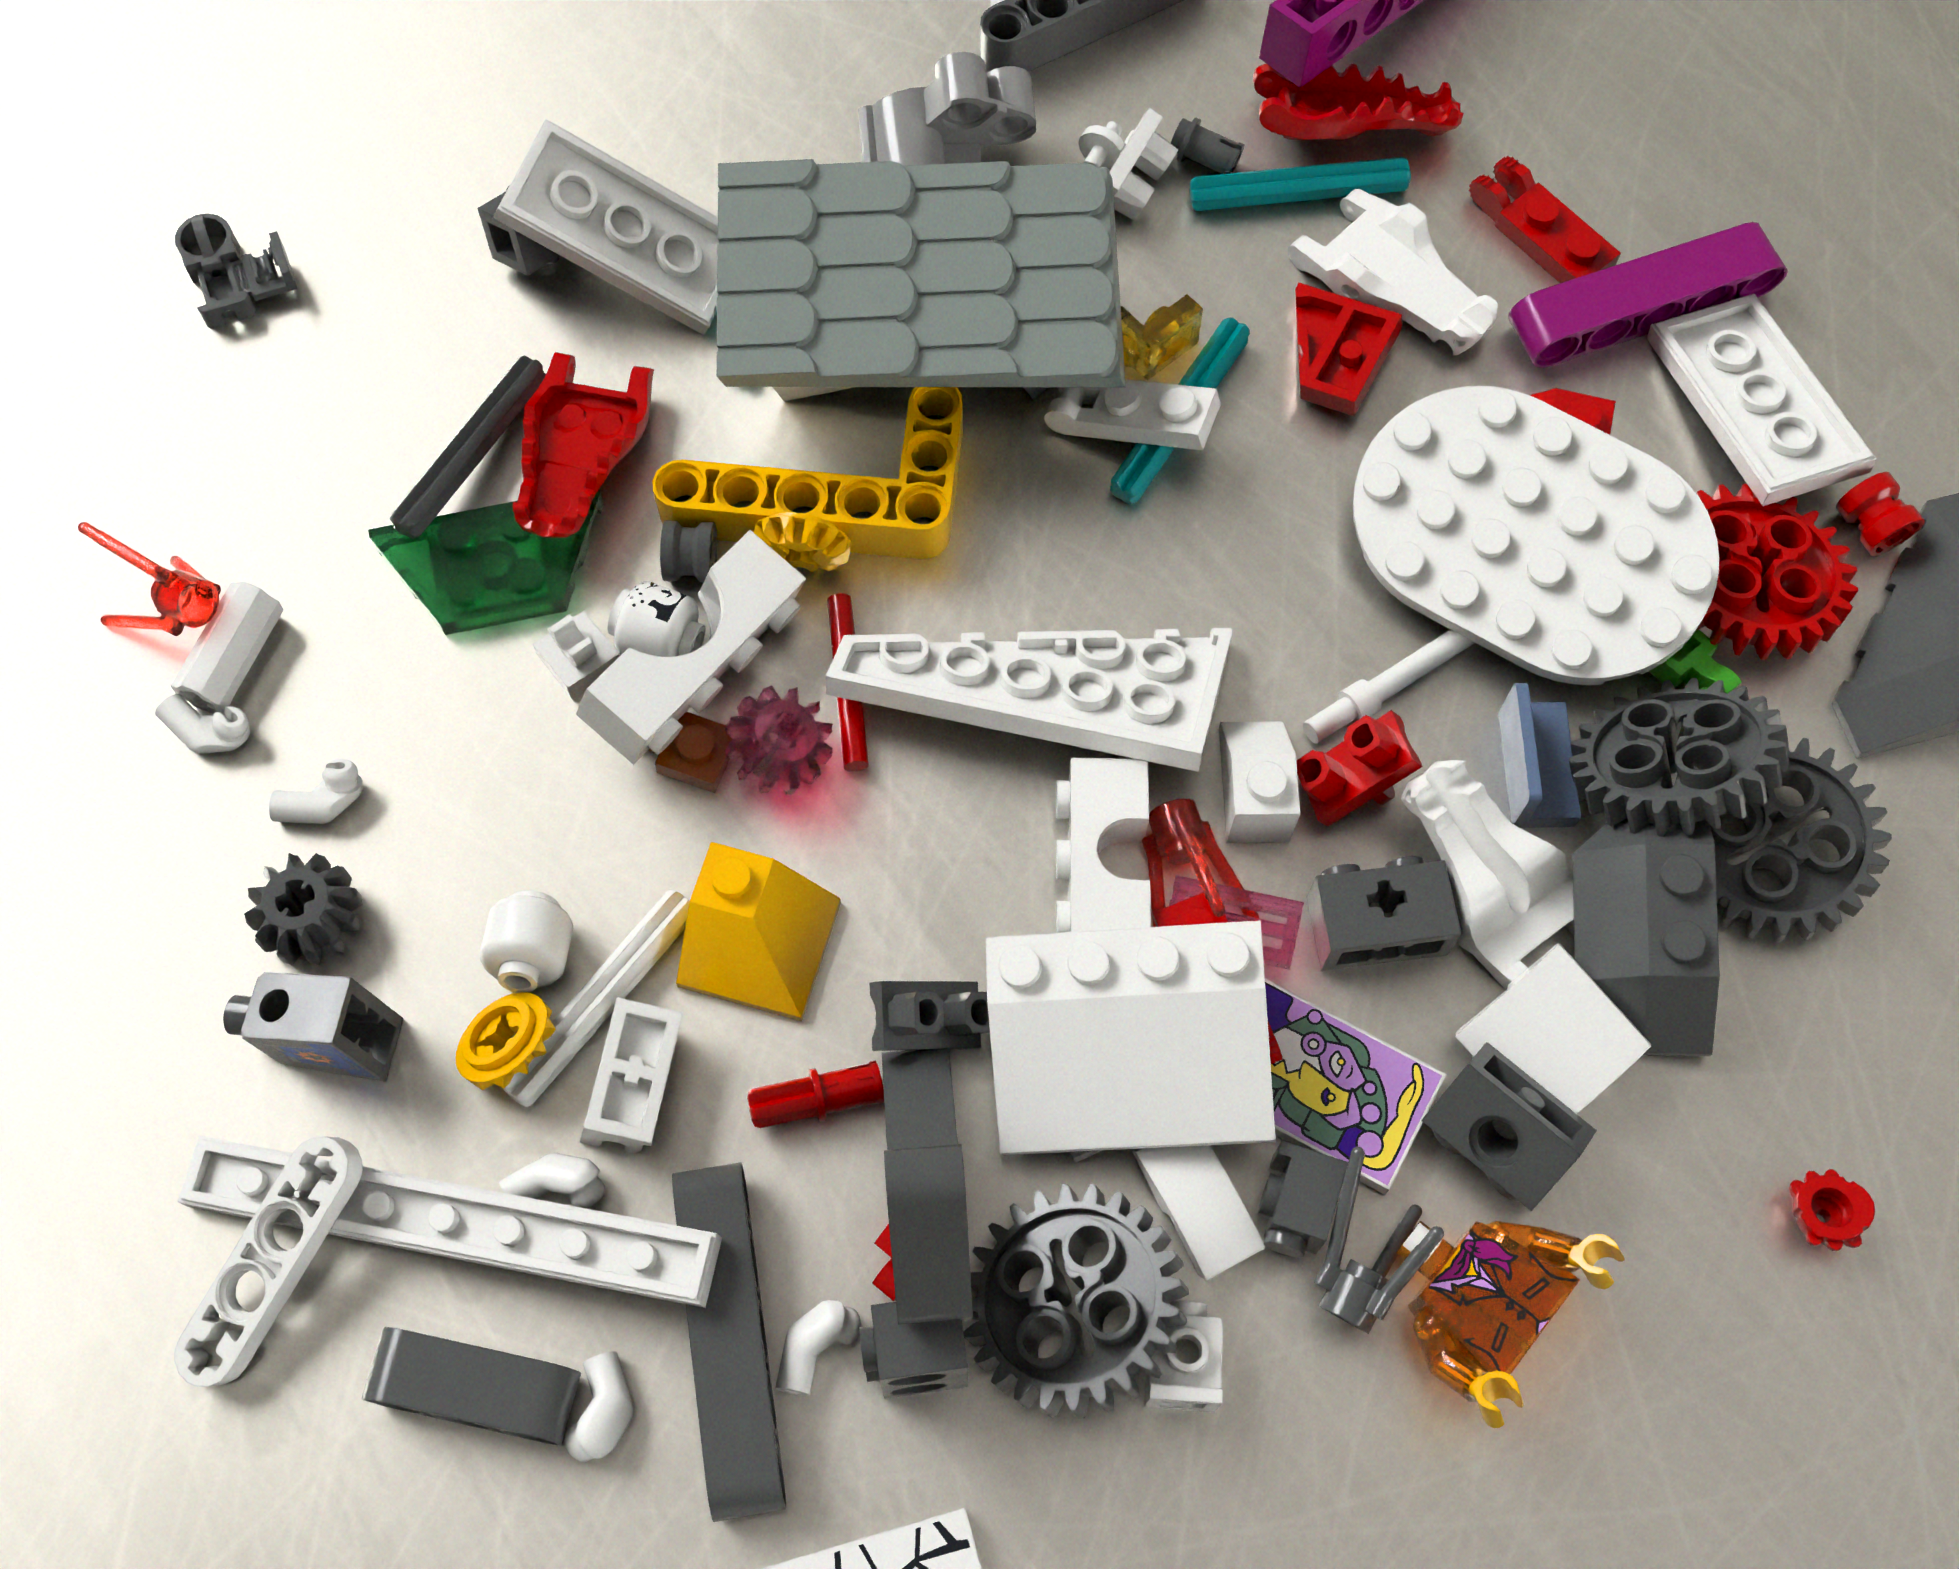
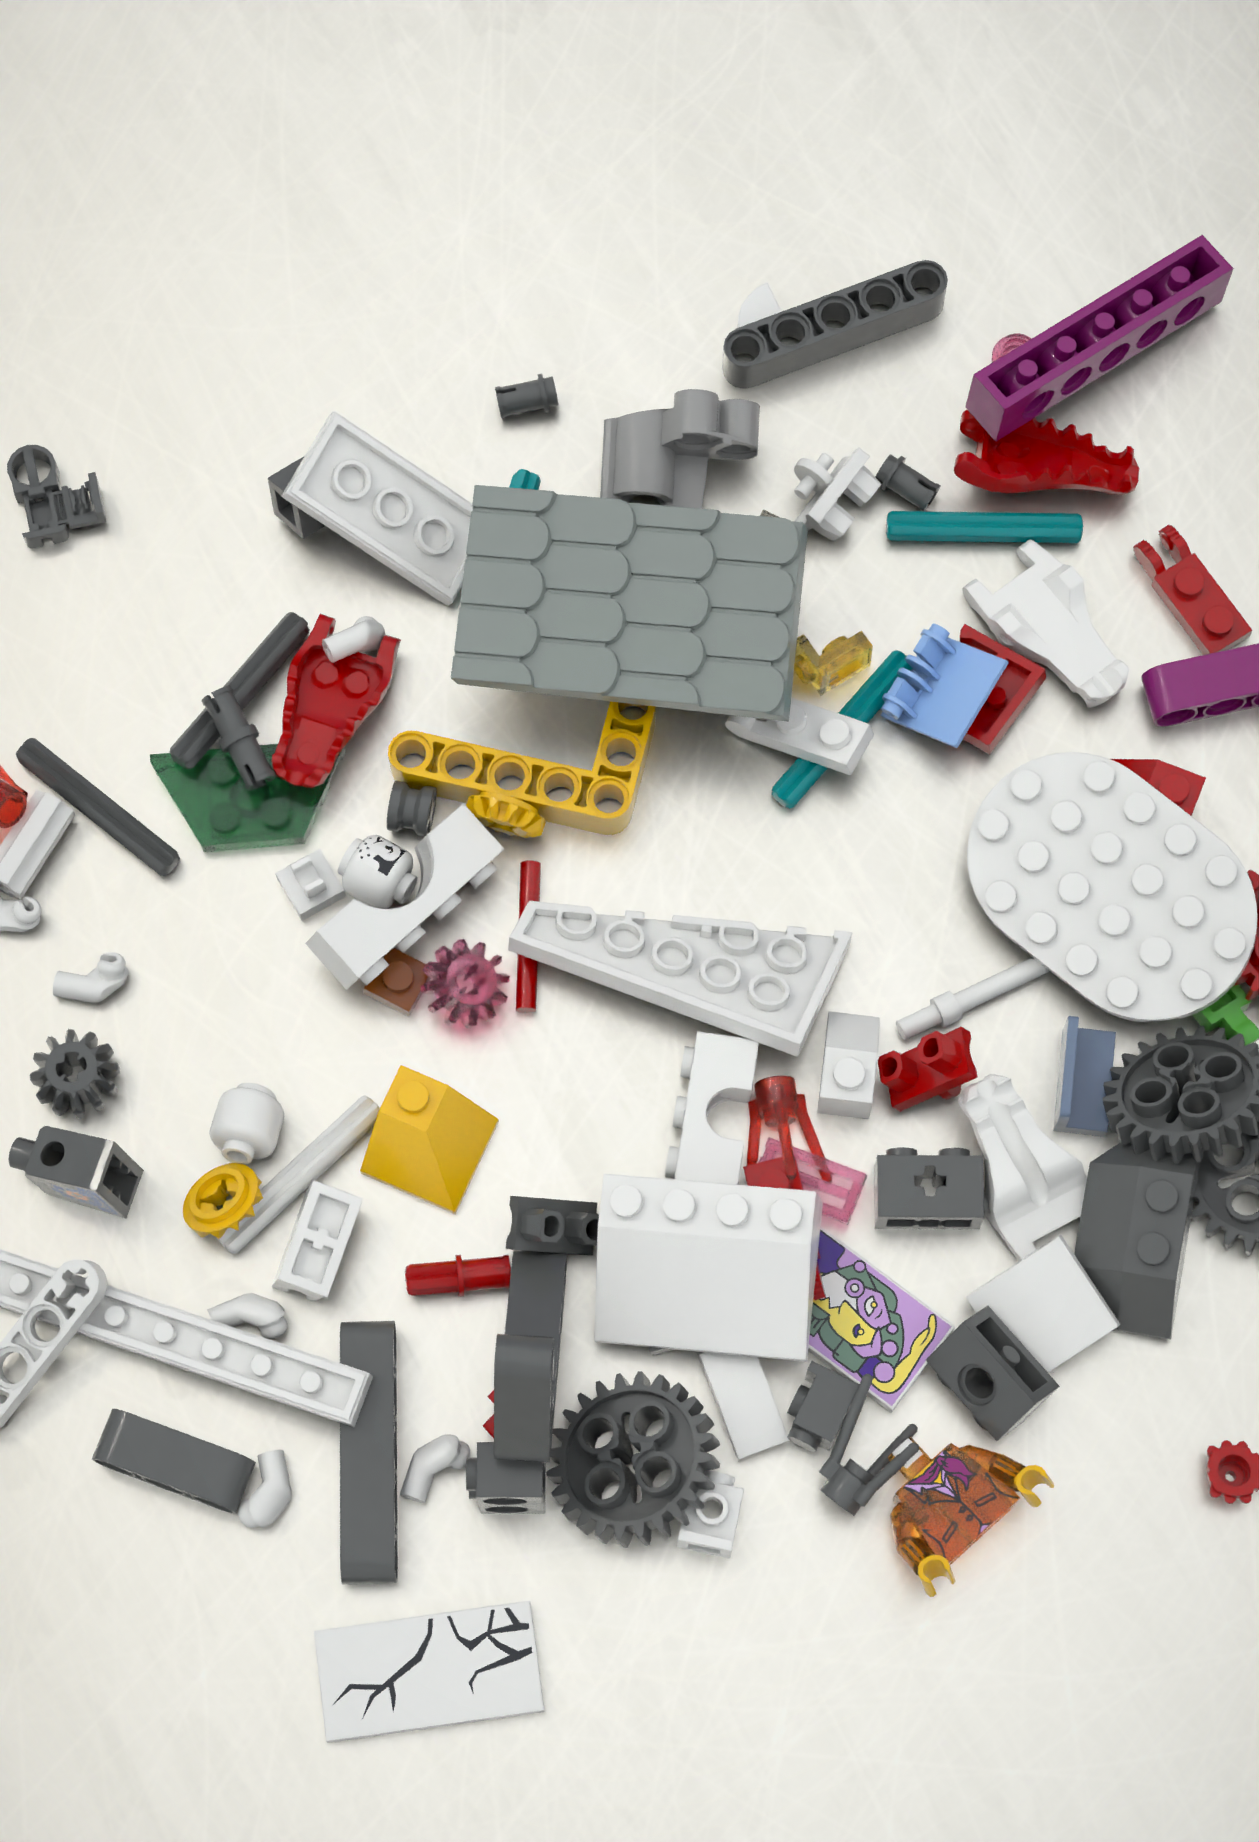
camera: 10 degrees right, 5 degrees up
(311, 597) = (98, 806): none -> dark grey axle
(471, 491) = (238, 738): none -> dark grey pin
(606, 371) = (361, 637): none -> white arm
(767, 107) = (527, 396): none -> dark grey pin
(1288, 345) = (943, 687): none -> light blue hinge

